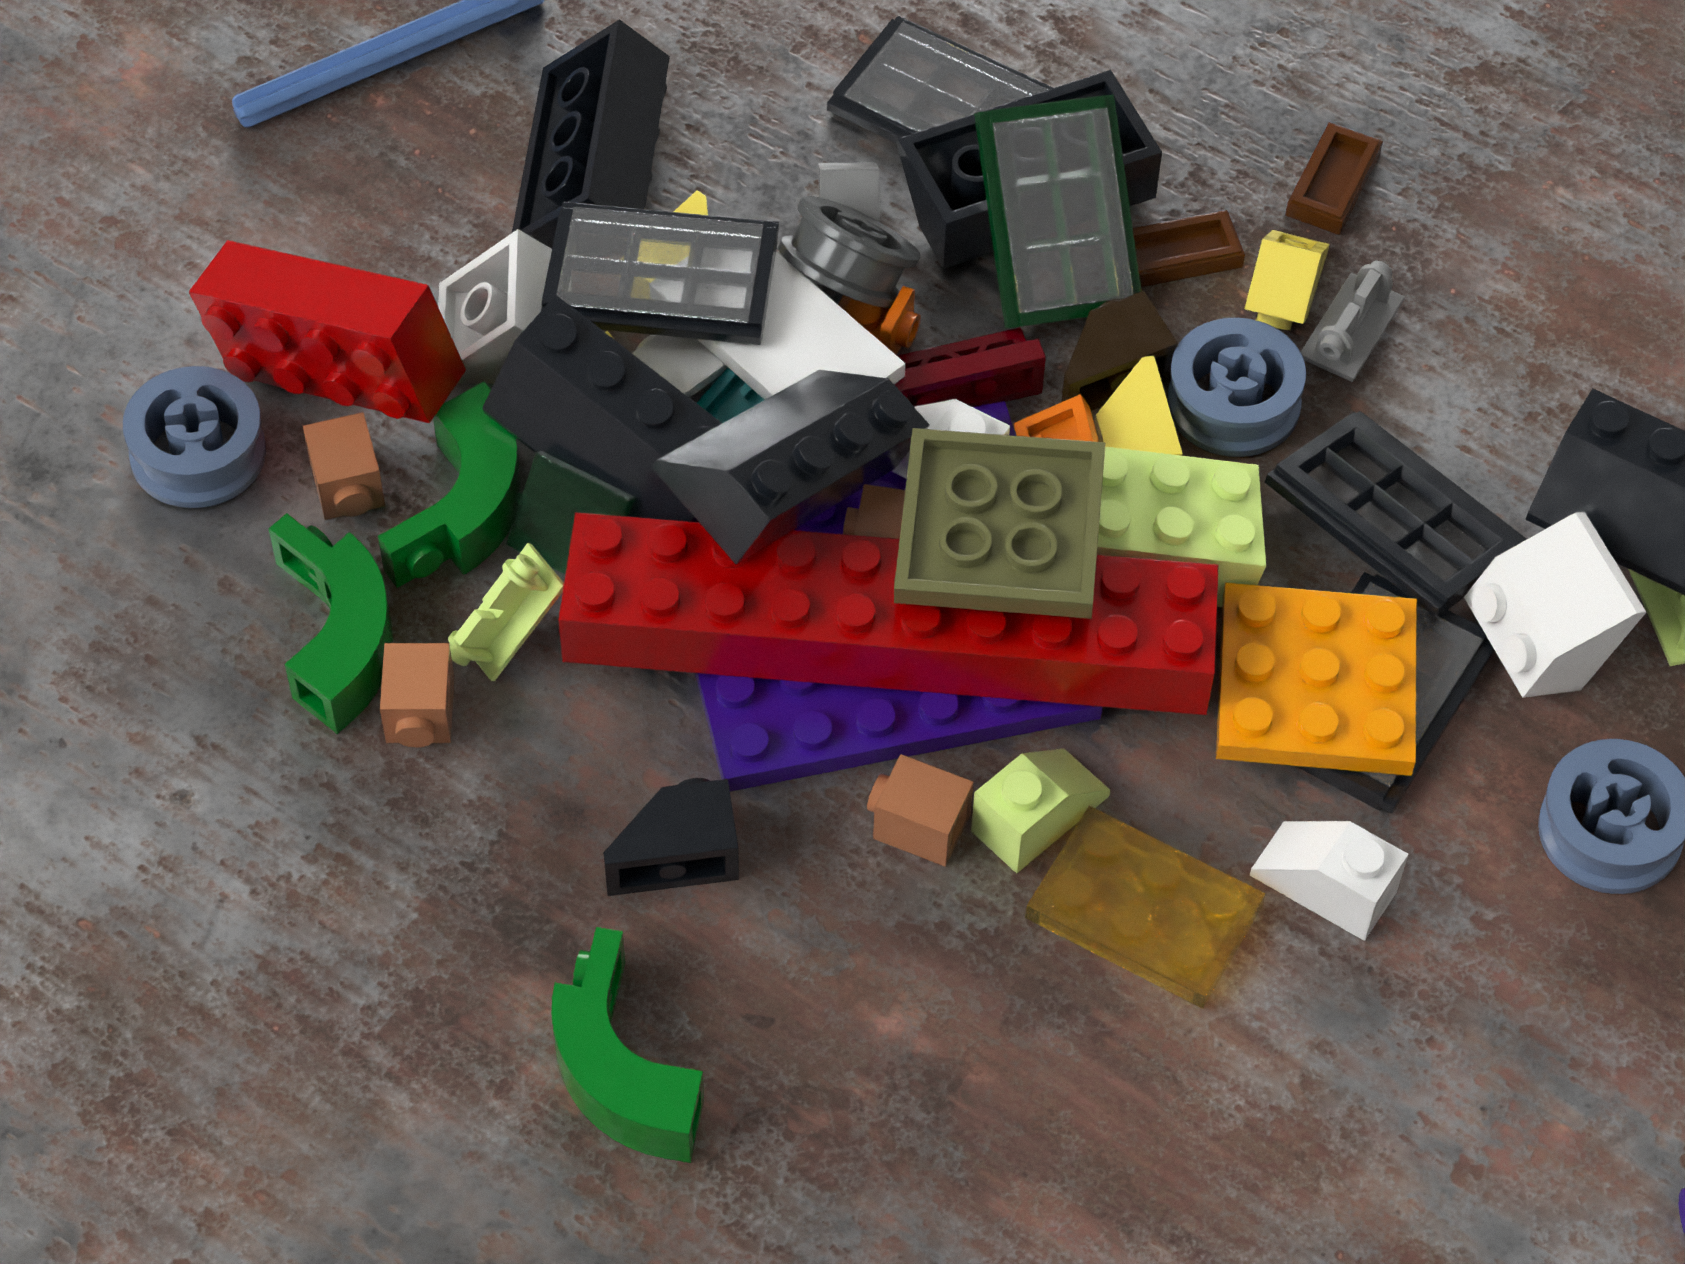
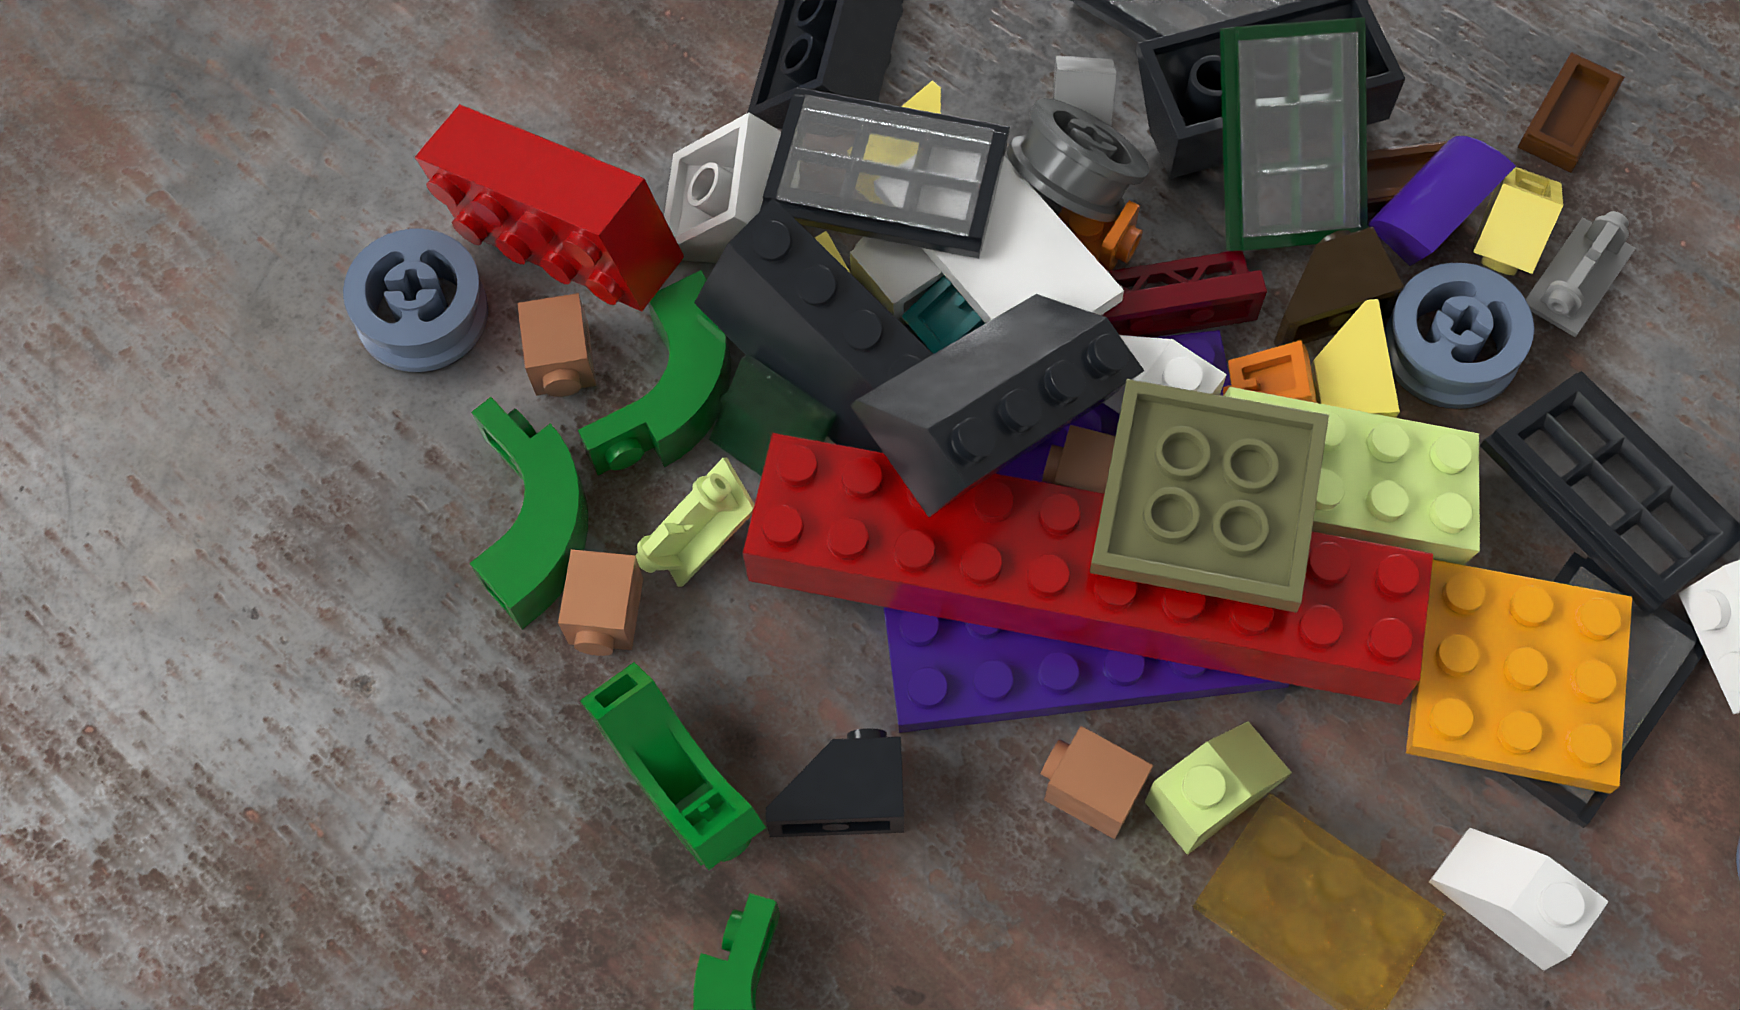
camera: 10 degrees right, 10 degrees up
(501, 831) = (672, 768): none -> green arch
(1207, 262) = (1440, 197): none -> dark purple brick

